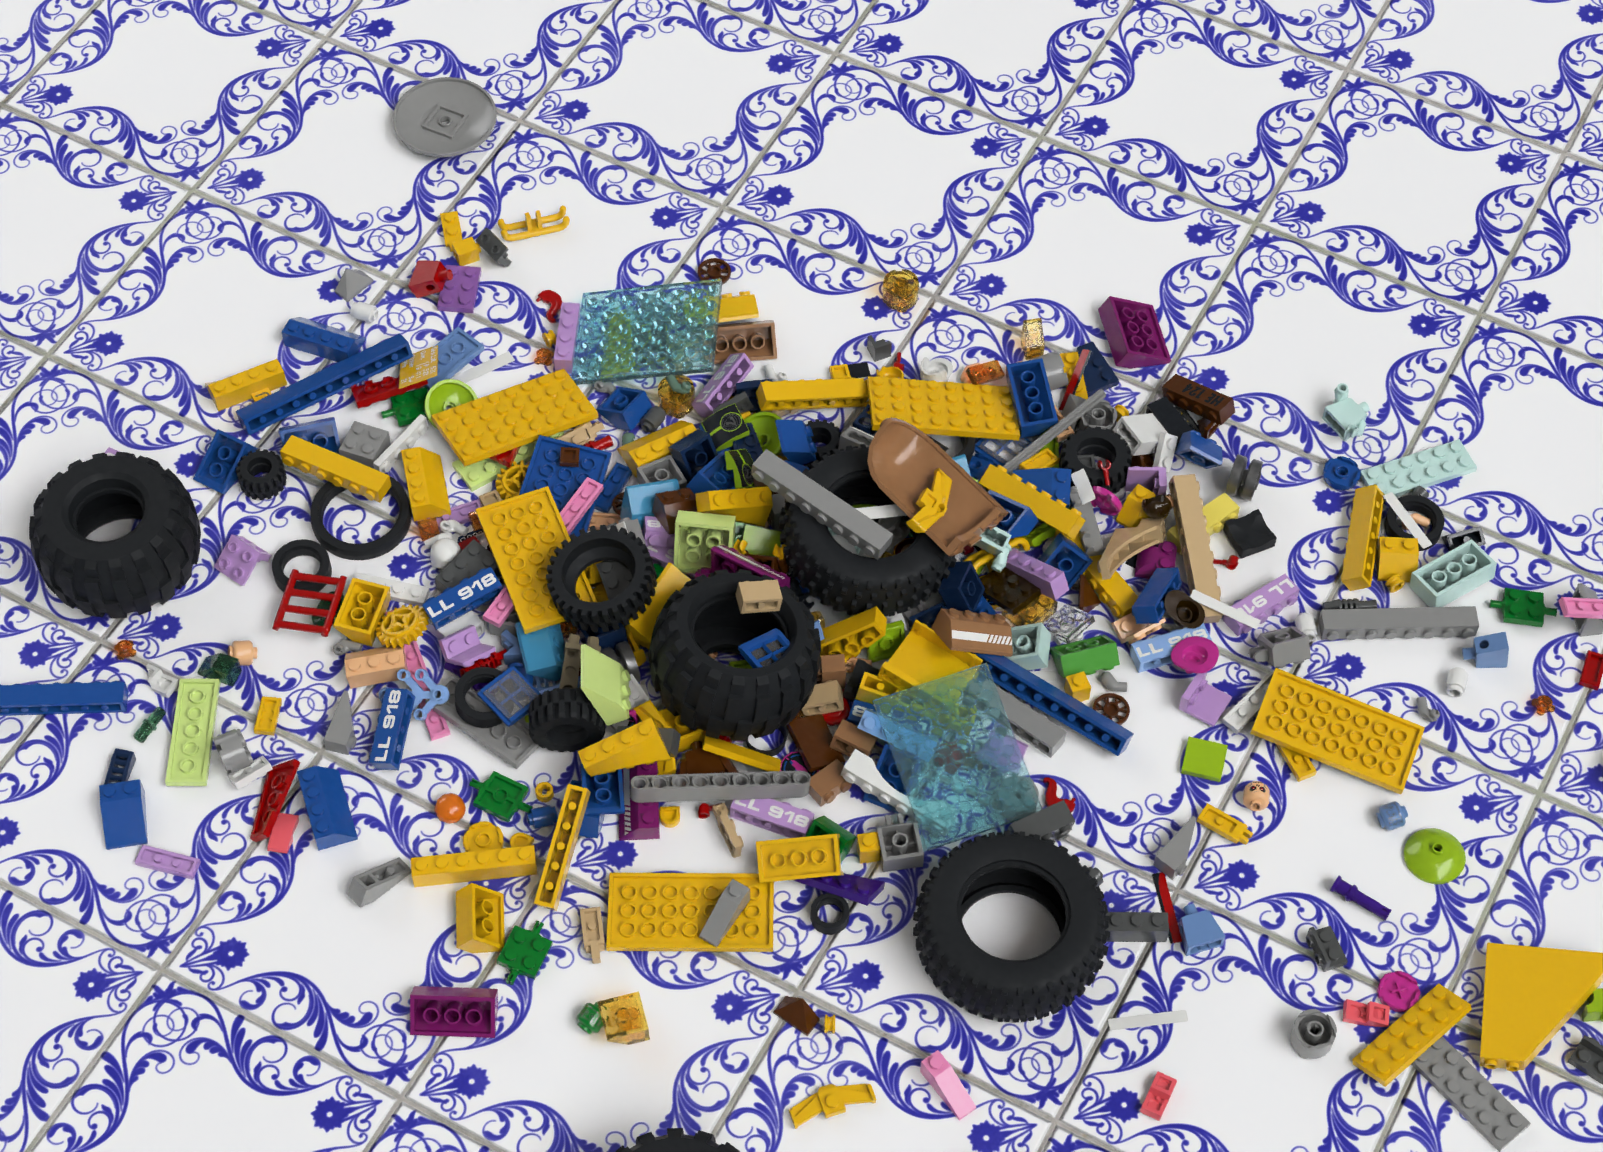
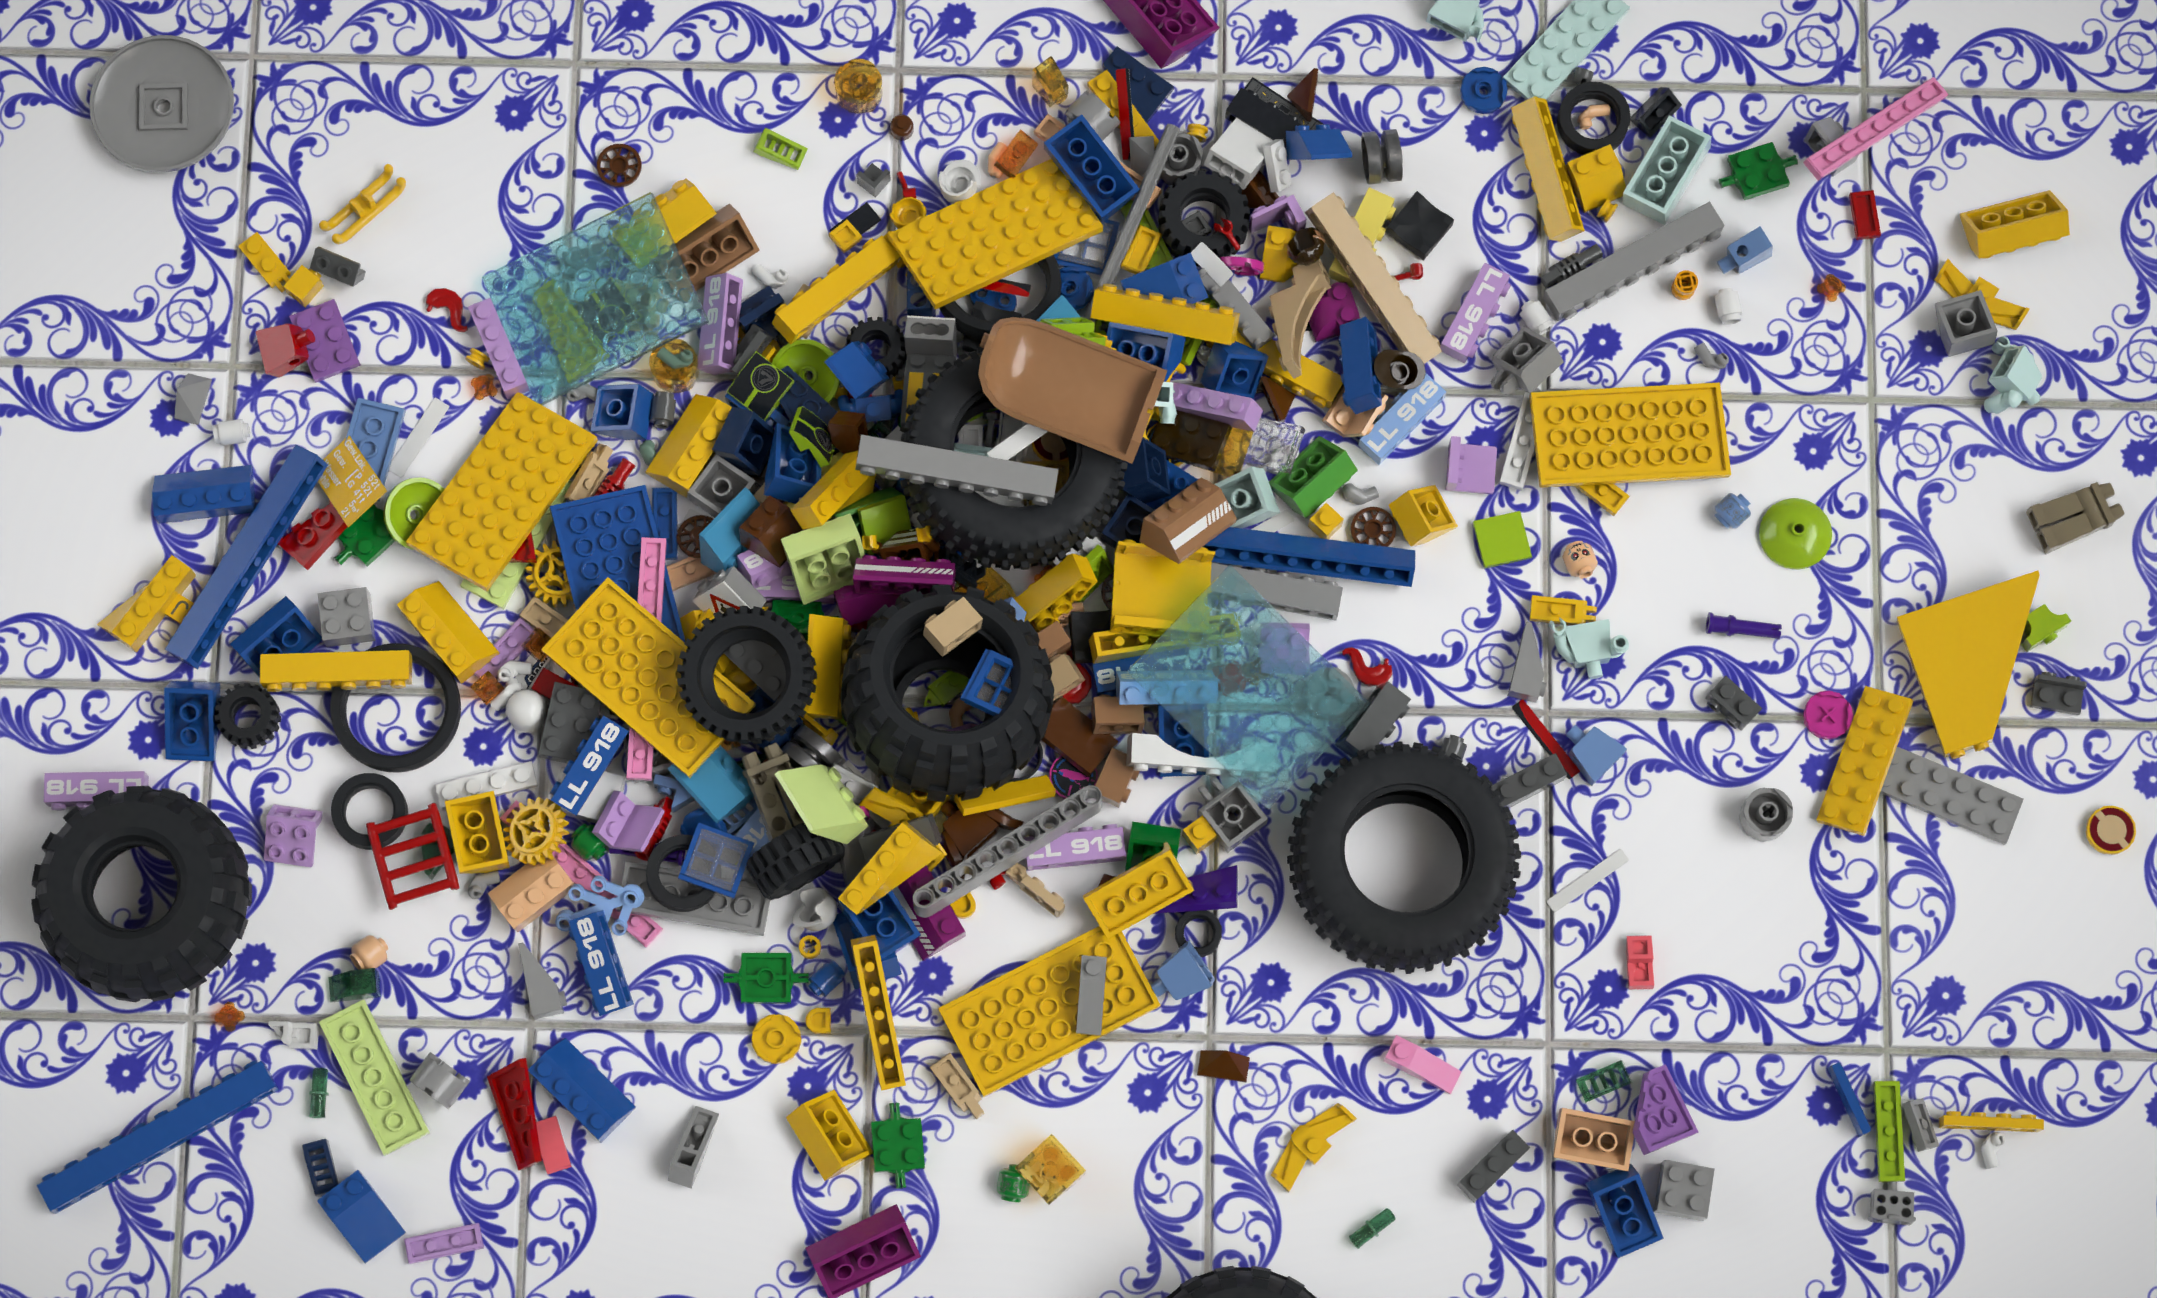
camera: 30 degrees left, 20 degrees up
(244, 776) = (473, 1094): white plate -> none
(267, 715) = (446, 1014): yellow plate -> none
(404, 441) = (386, 603): white plate -> none
(432, 654) = (587, 844): none -> green head
(450, 808) = (717, 1020): orange hair -> none
(473, 866) = (787, 1076): yellow brick -> none
(565, 769) = (817, 911): none -> white helmet
(569, 457) = (602, 517): reddish brown tile -> none
(801, 932) = (1183, 973): none -> medium blue torso
(818, 306) = (784, 142): none -> lime slope
(829, 1024) = (1265, 1059): yellow bush -> none
(916, 328) = (901, 127): none -> reddish brown piece
(932, 503) = (1079, 405): yellow plate -> none
(1152, 715) = (1422, 515): none -> yellow slope
(1195, 654) = (1437, 421): dark pink hat -> none
(1199, 399) = (1280, 74): reddish brown brick -> none
(1225, 609) = (1442, 344): white sticker -> none
(1233, 855) = (1588, 645): none -> light aqua torso
(1366, 1014) = (1806, 758): coral slope -> none
(1407, 520) = (1587, 122): white sticker -> none
(1429, 654) = (1683, 290): none -> light orange wheel

